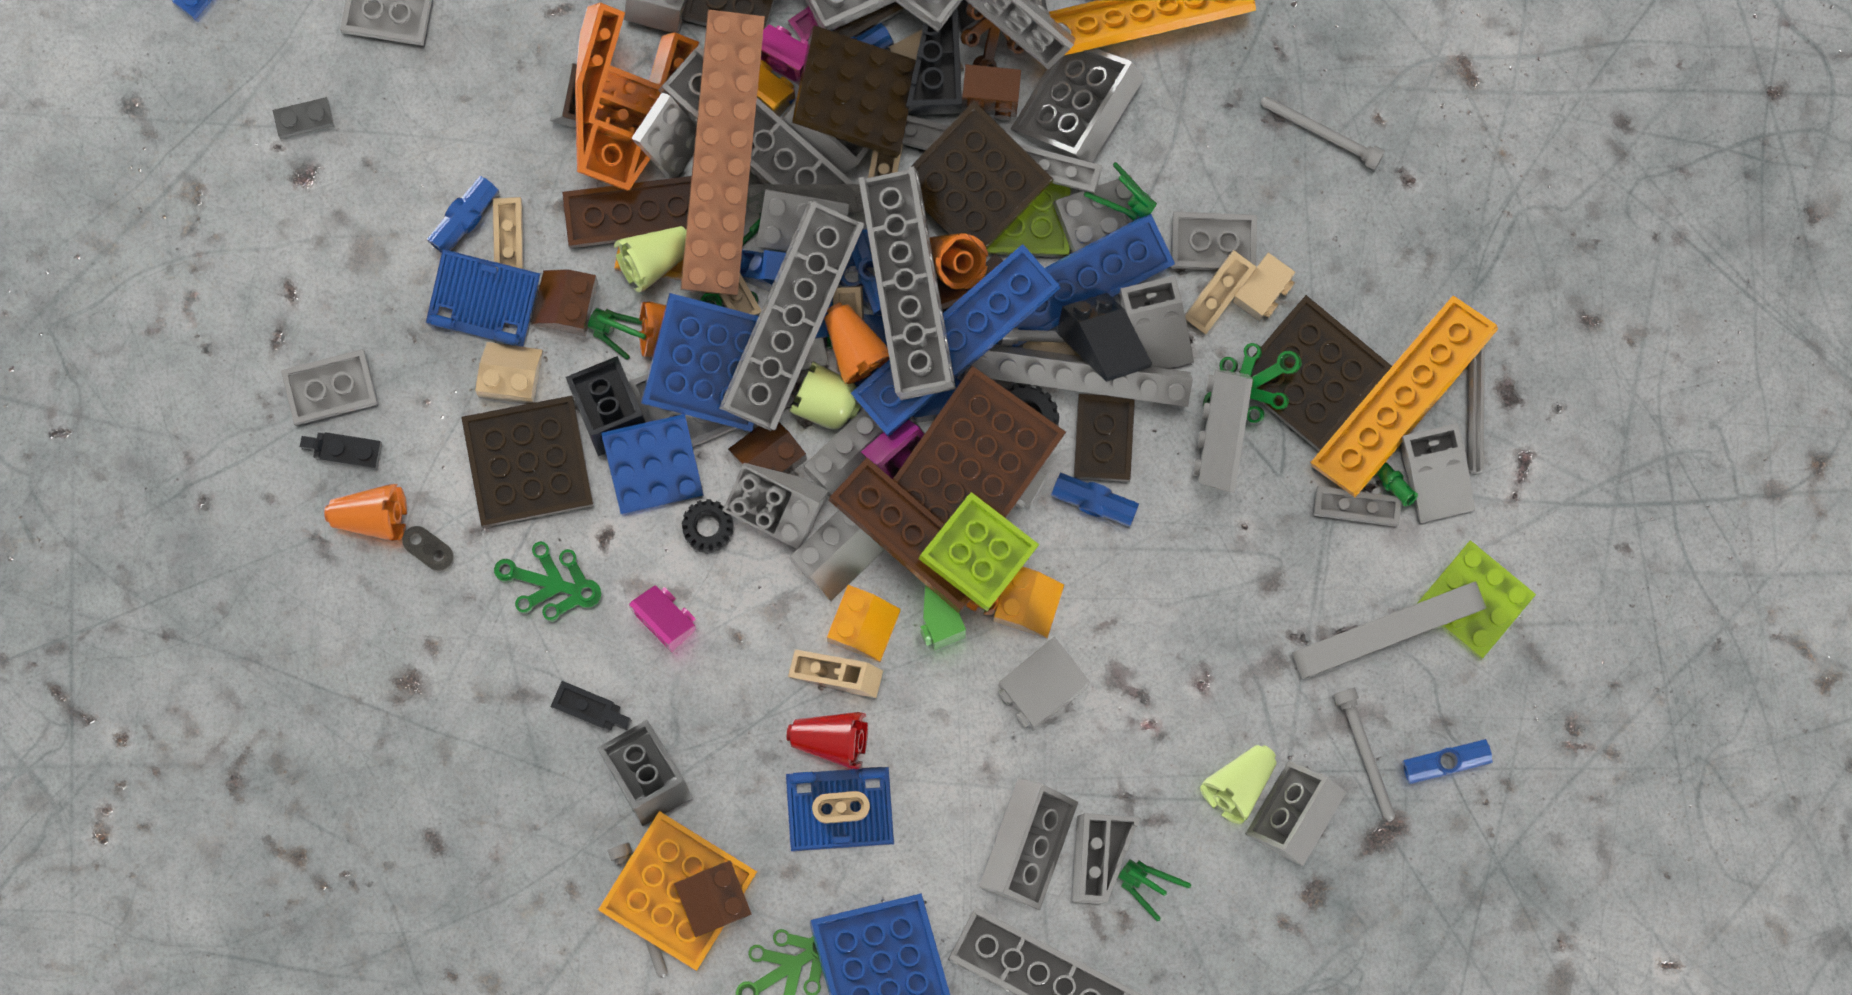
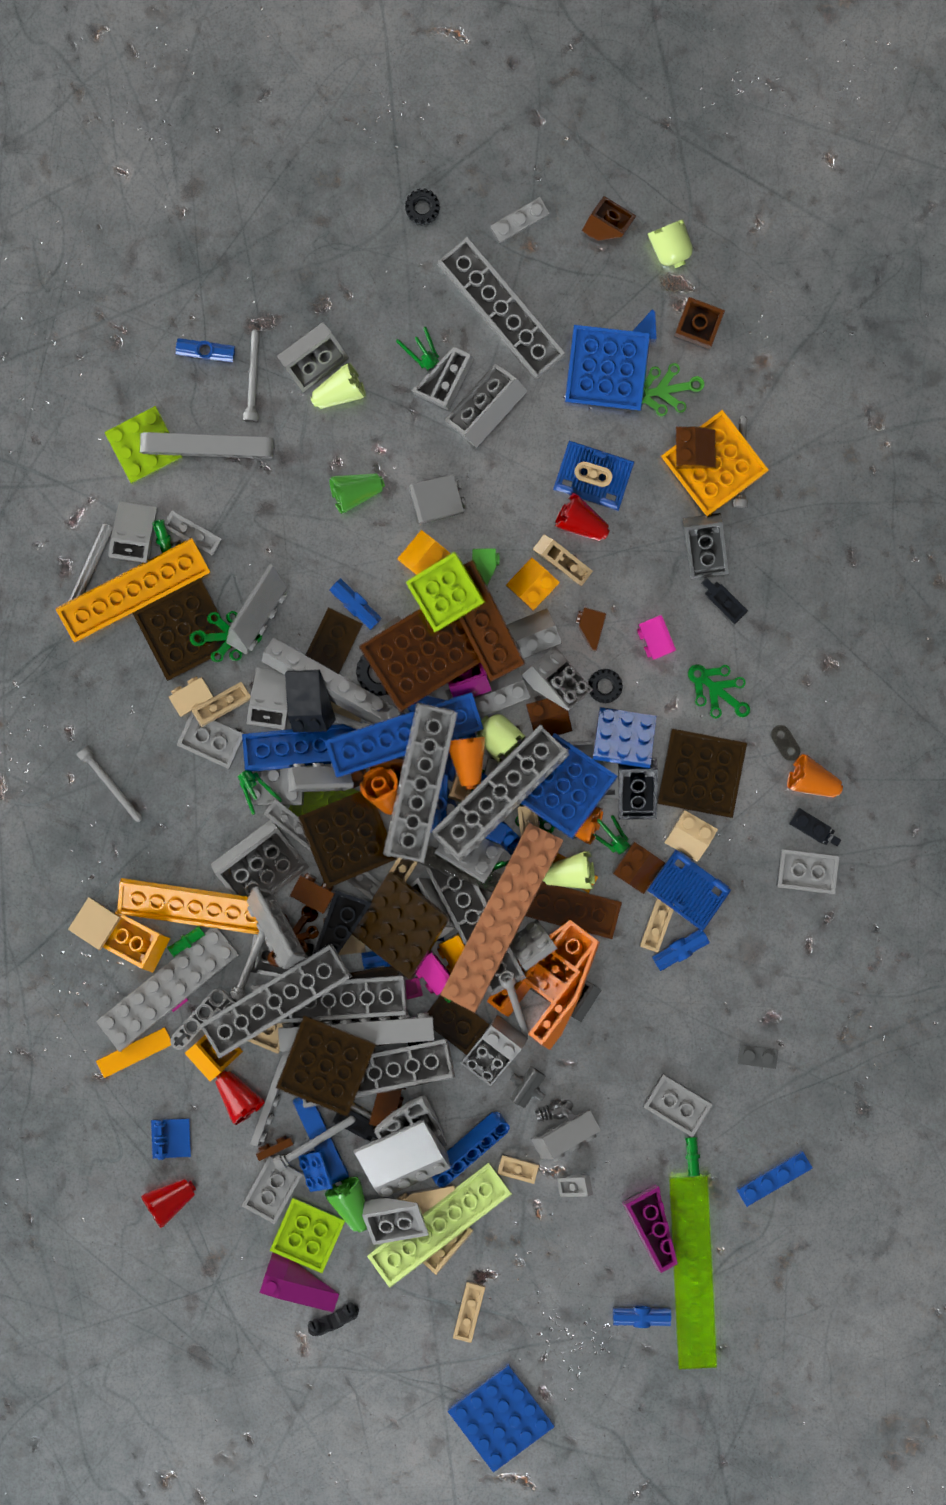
camera: 155 degrees left, 10 degrees up
(680, 67) = (508, 981): none -> light grey piece
(760, 595) = (591, 626): none -> reddish brown slope
(1050, 236) = (316, 779): none -> light grey slope
(1160, 653) = (354, 489): none -> bright green cone

